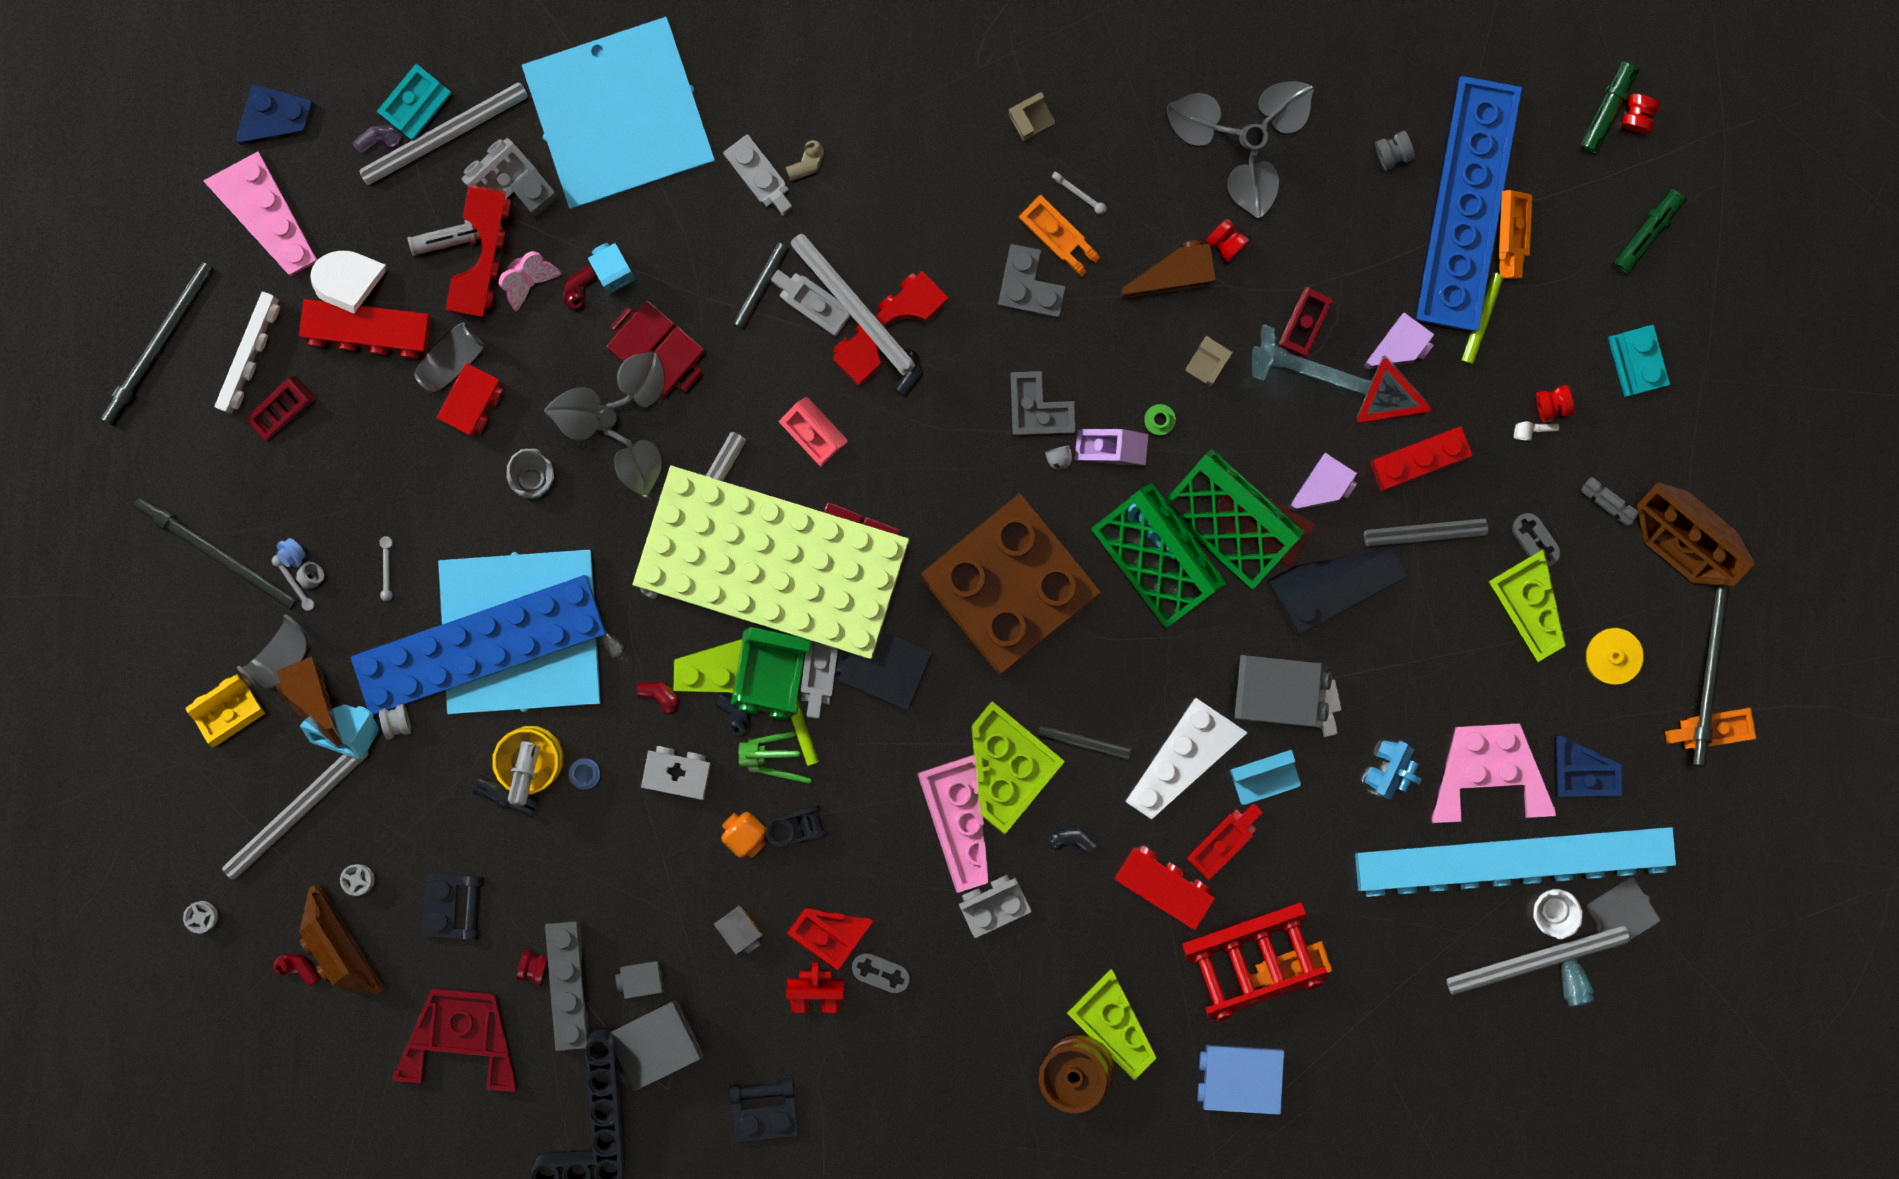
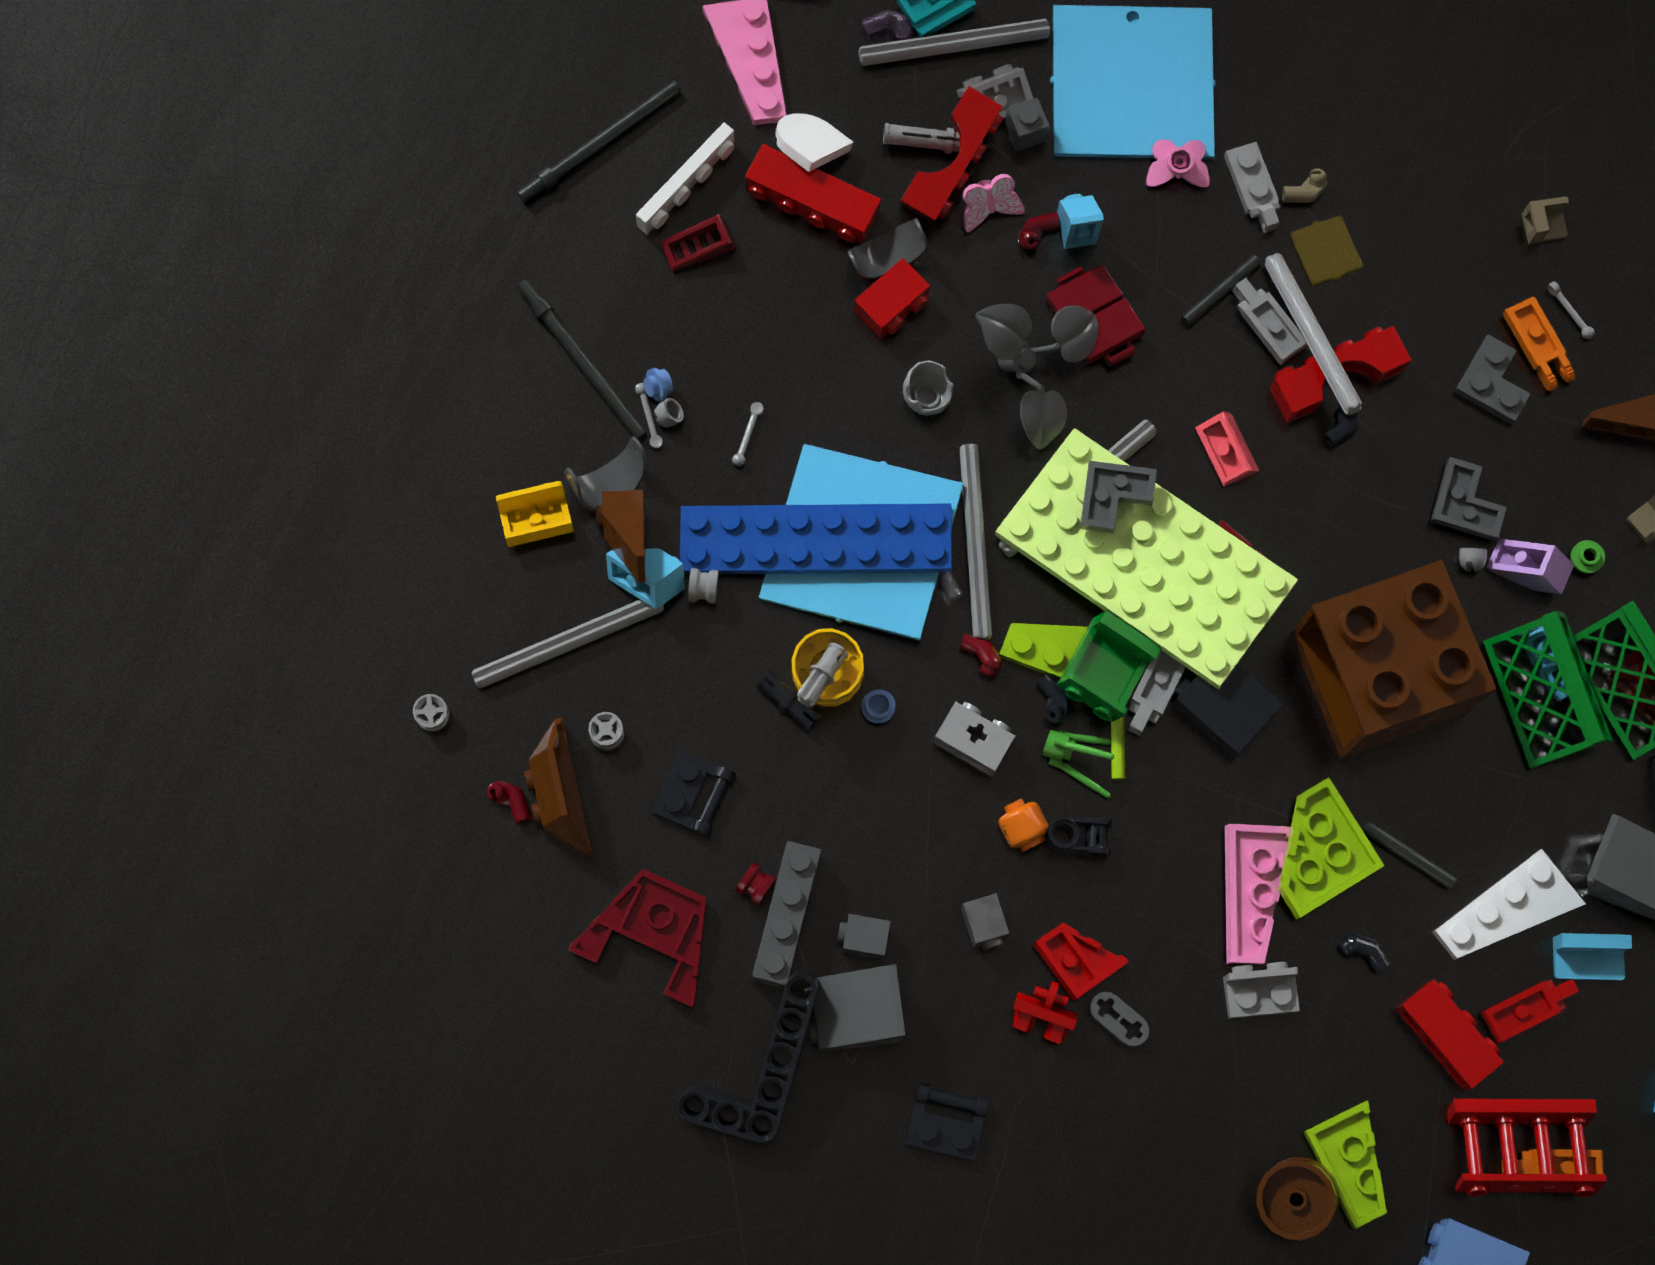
camera: 10 degrees right, 10 degrees down
(619, 596) = (975, 541): none -> light grey axle
(683, 179) = (1178, 163): none -> bright pink animal
(715, 512) = (1113, 483): none -> dark grey plate
(843, 212) = (1326, 250): none -> clear yellow piece

